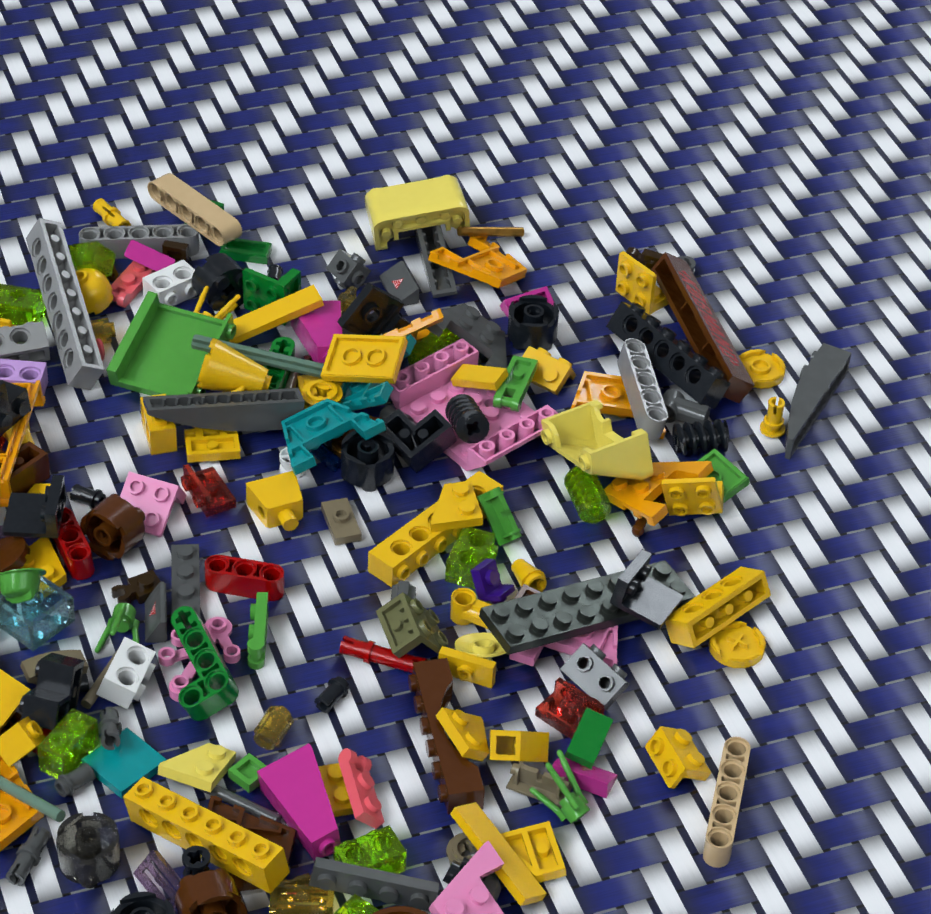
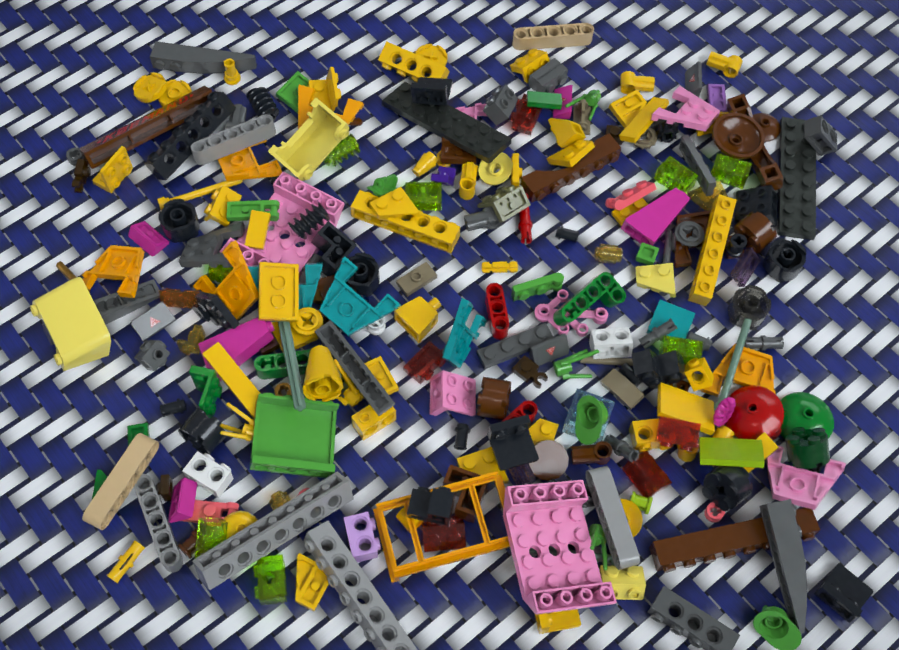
camera: 110 degrees left, 20 degrees up
(205, 510) = (461, 336): none -> teal wing
(253, 812) = (685, 228): none -> dark grey gear
(315, 606) = (499, 267): none -> yellow axle
(425, 305) = (178, 299): none -> clear orange hinge
(498, 815) = (615, 131): none -> dark brown plate
(571, 324) = (200, 192): none -> yellow piece
(586, 875) = (630, 82): none -> yellow piece
(639, 766) = (548, 77): none -> dark grey brick
(776, 345) = (150, 87): none -> yellow tile

